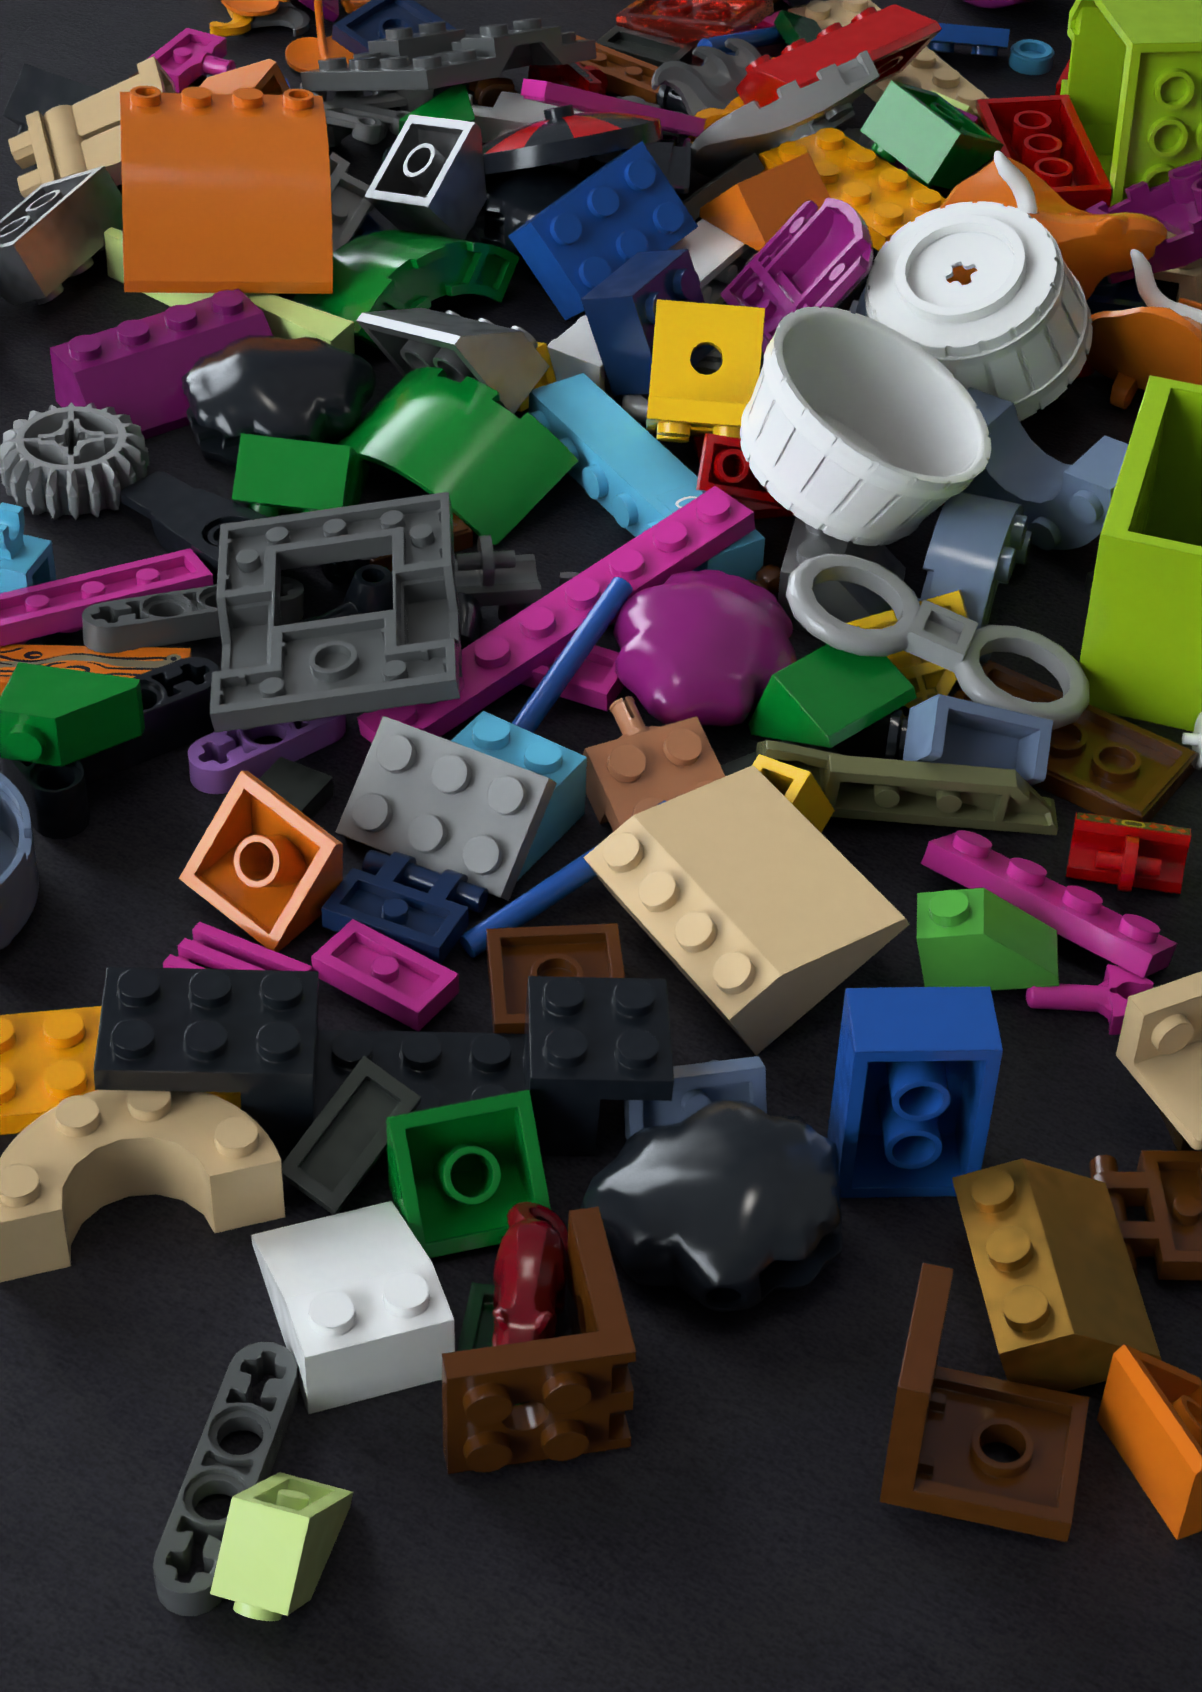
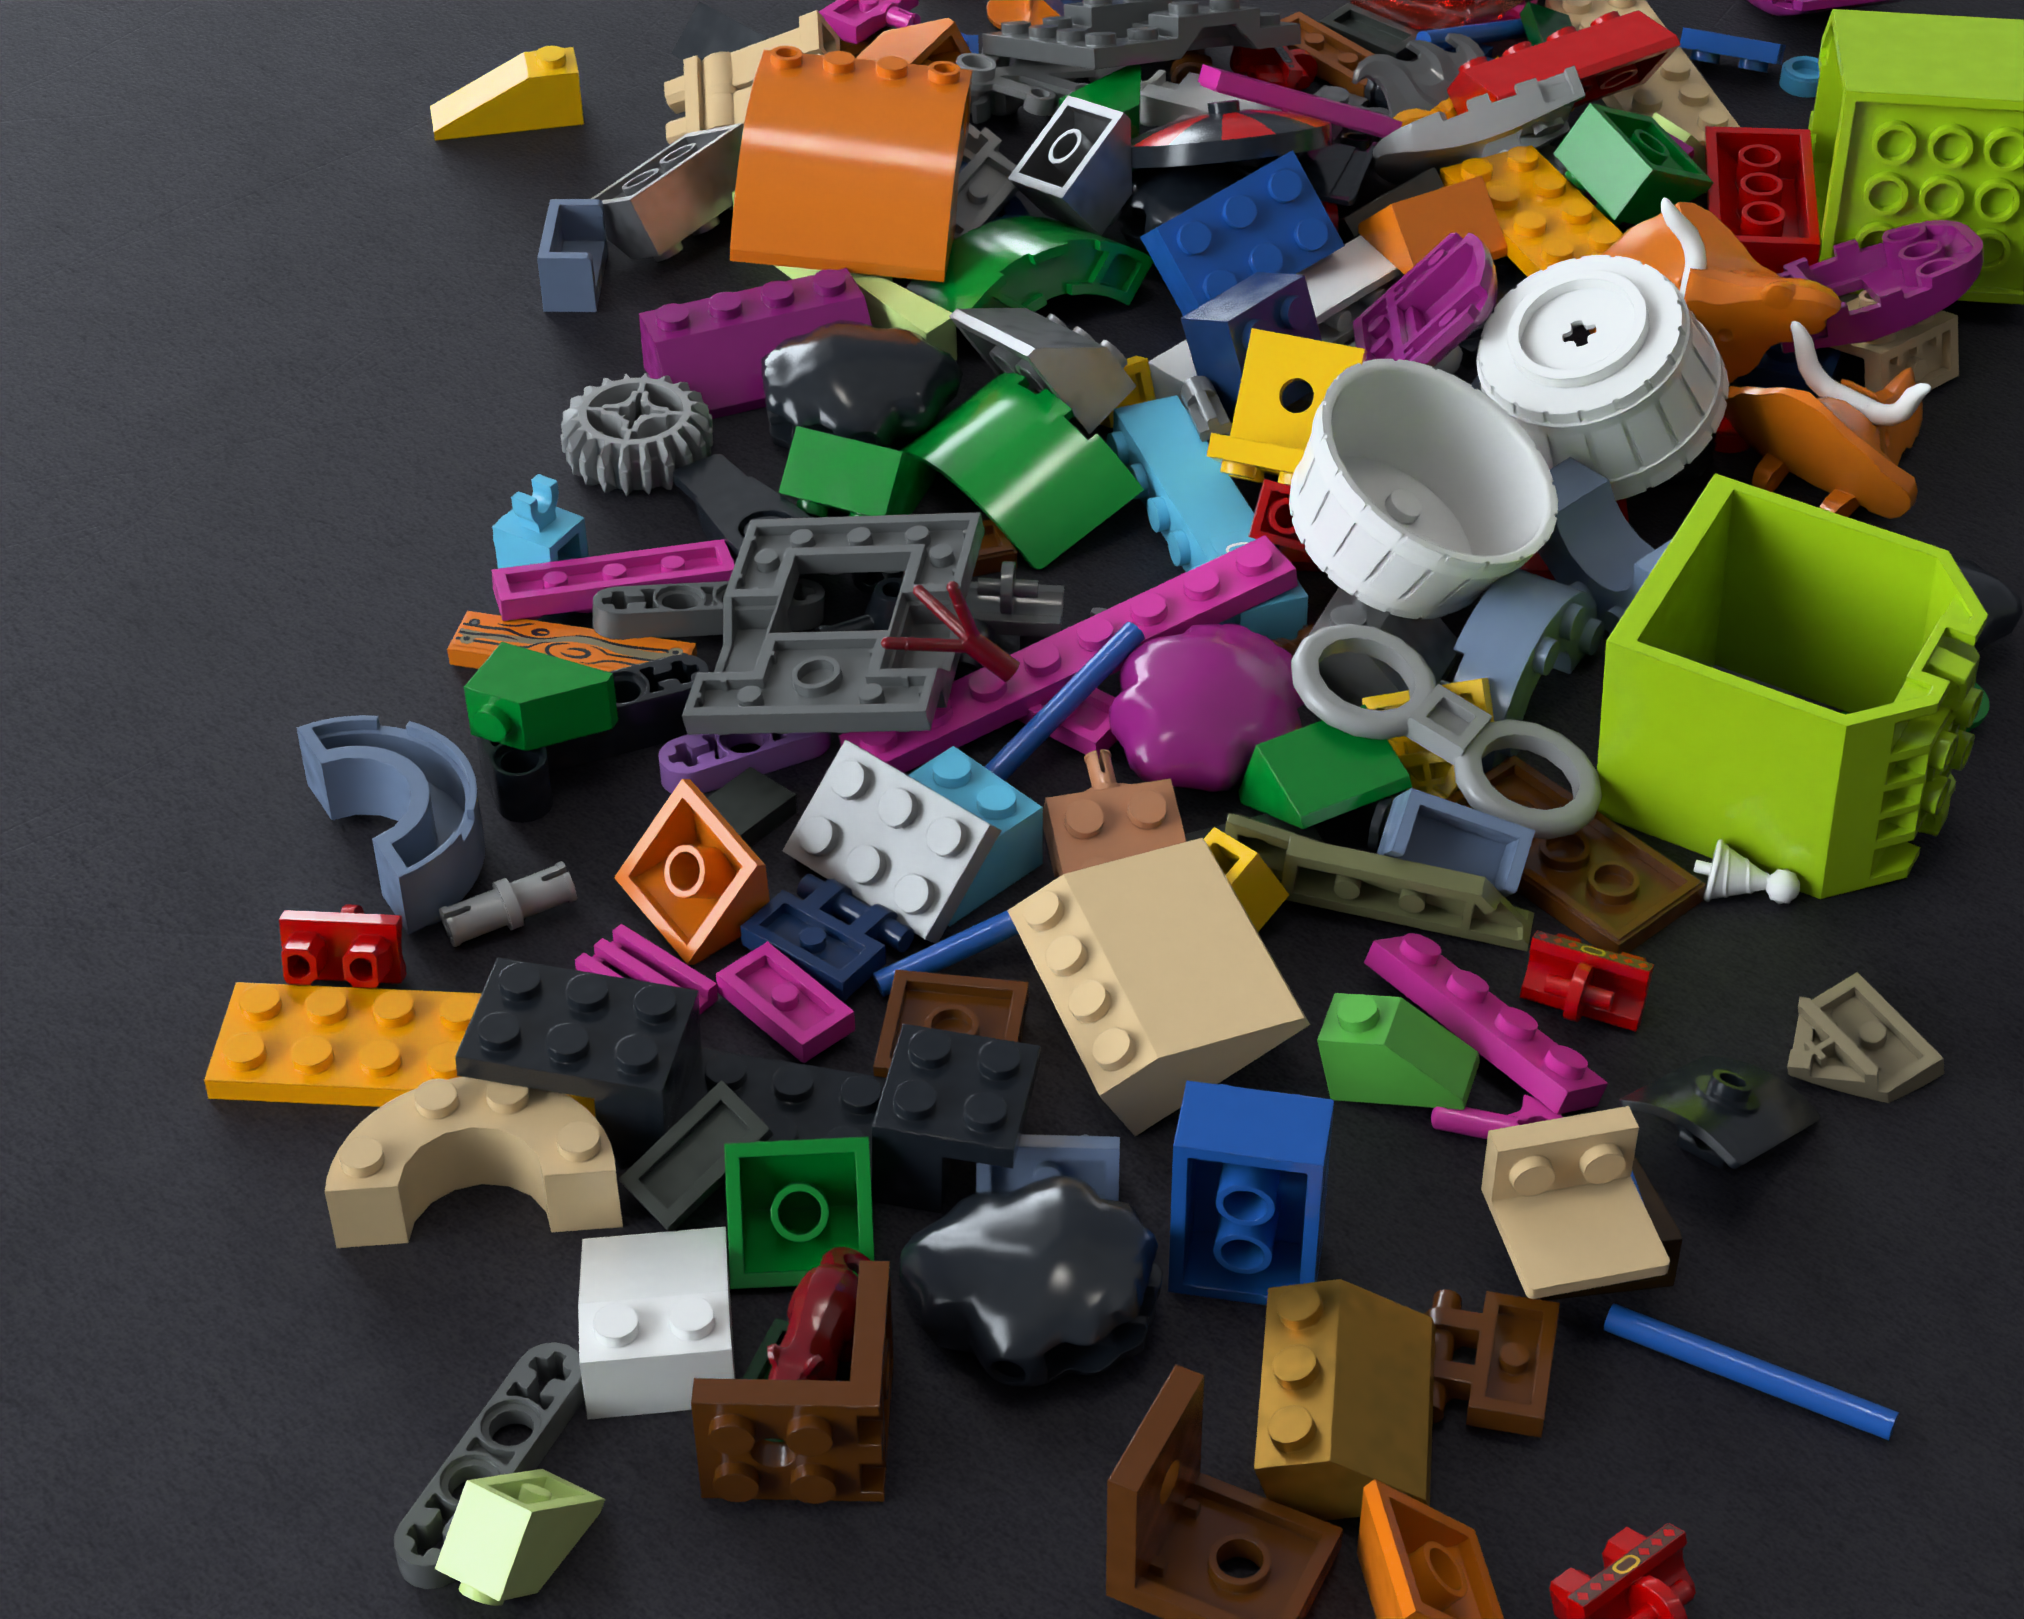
camera: 15 degrees right, 0 degrees up
(78, 918) = (508, 904): none -> light grey pin
(473, 607) = (970, 640): none -> dark red plant
(617, 382) = (1204, 407): none -> dark grey piece

